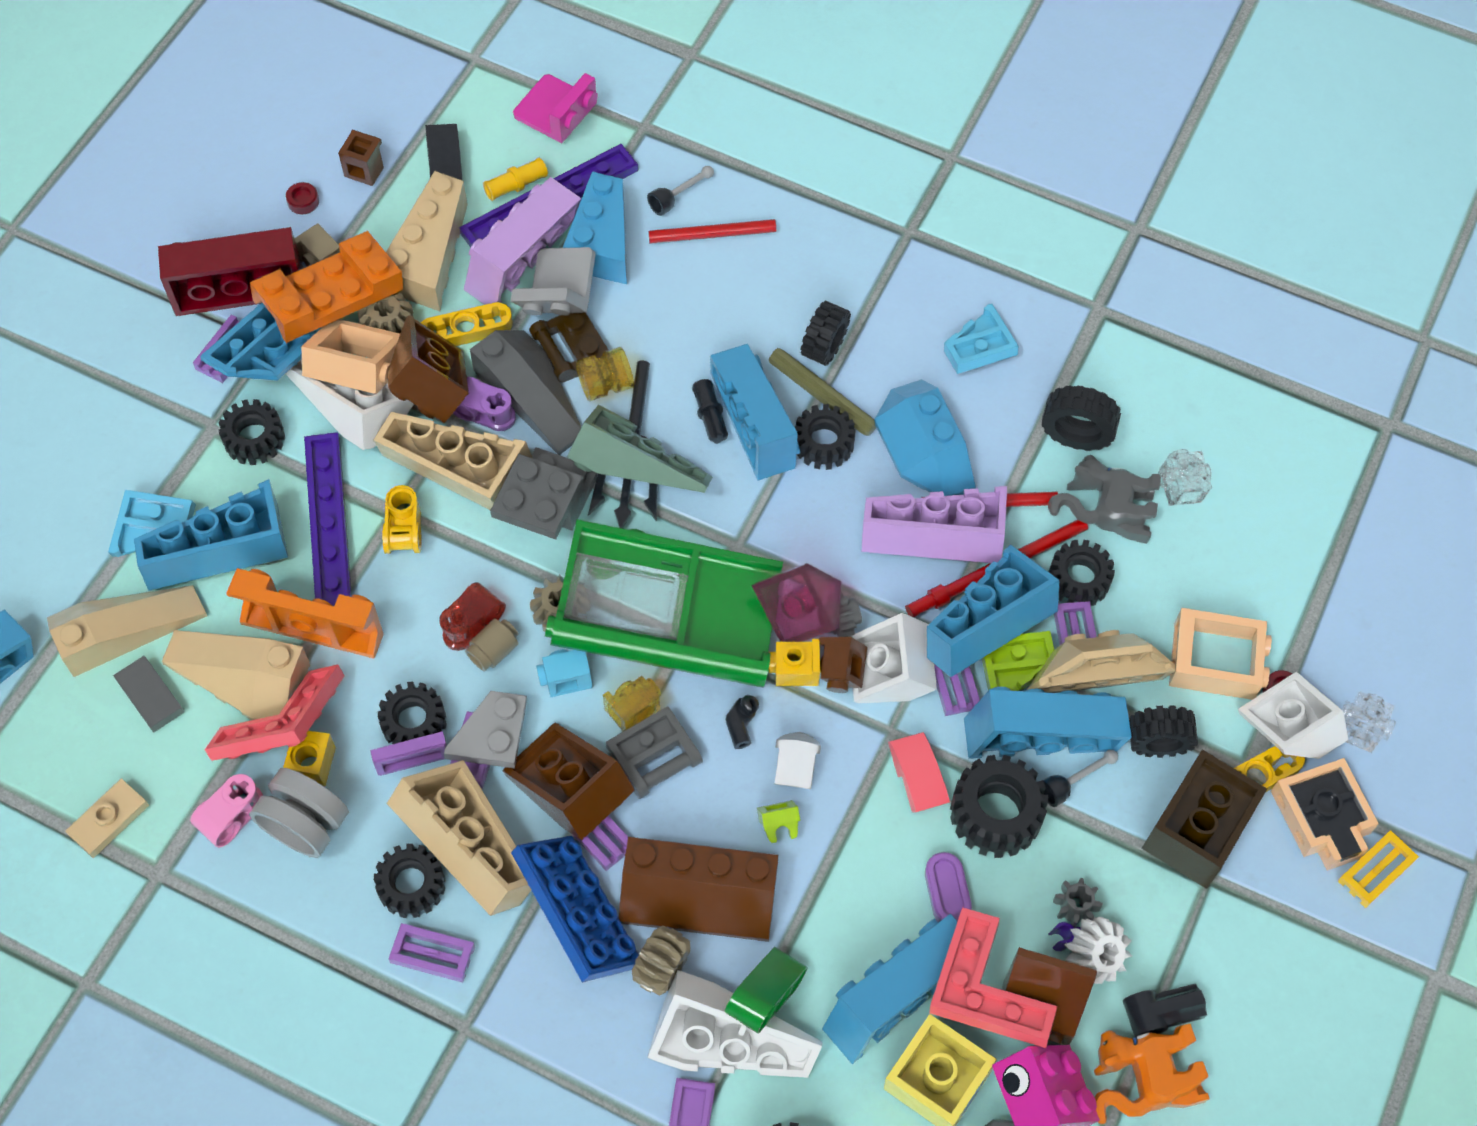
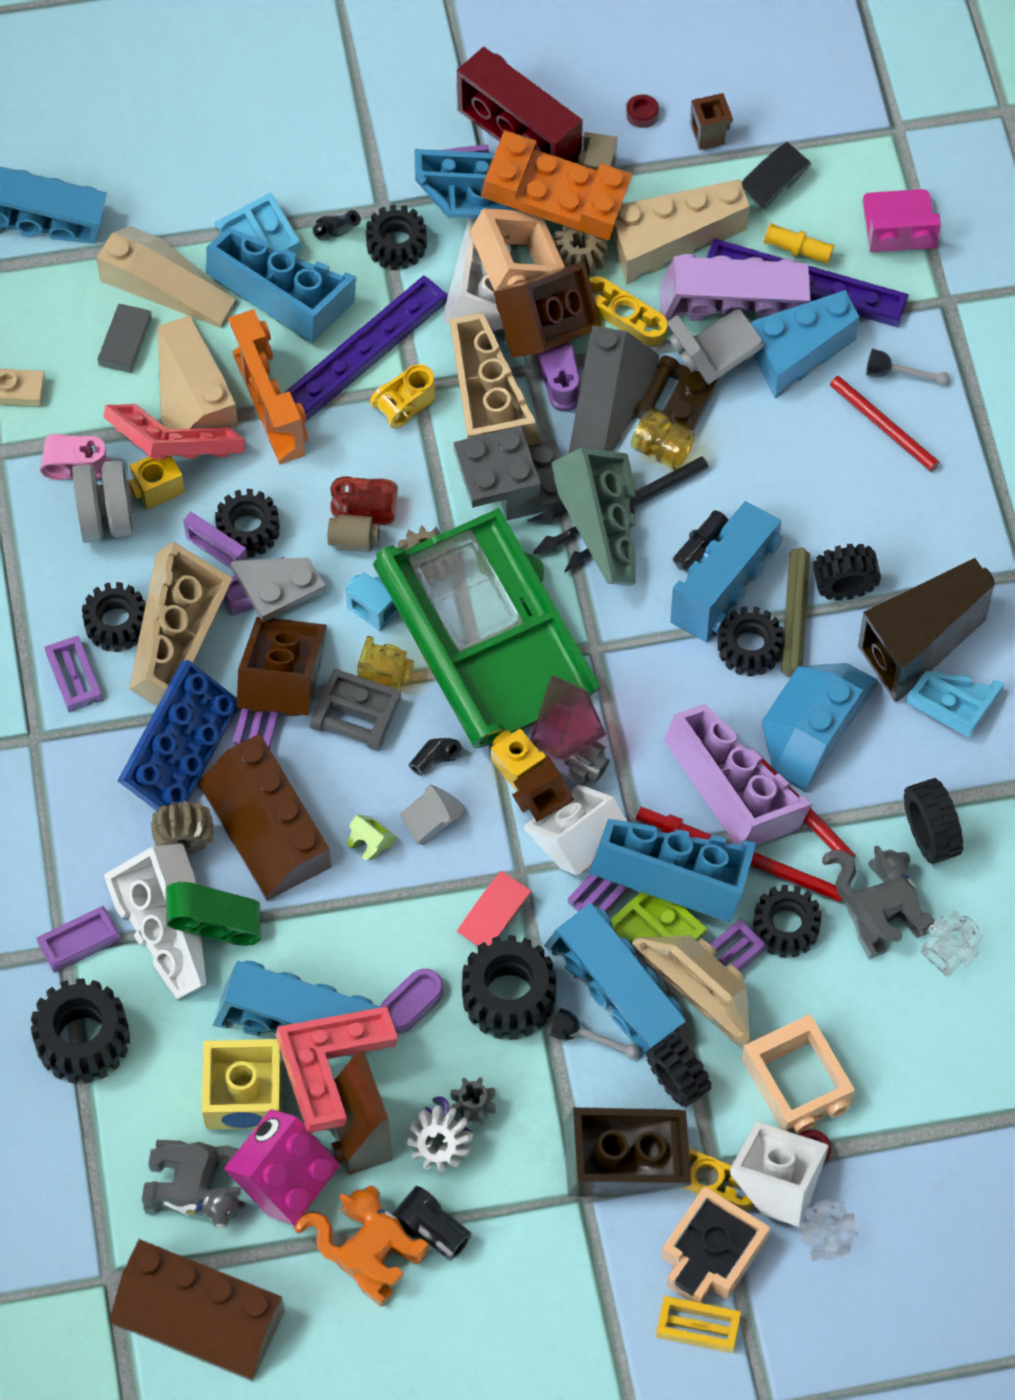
camera: 55 degrees right, 0 degrees up
(198, 466) = (335, 225): none -> black arm
(917, 324) = (924, 625): none -> dark brown slope

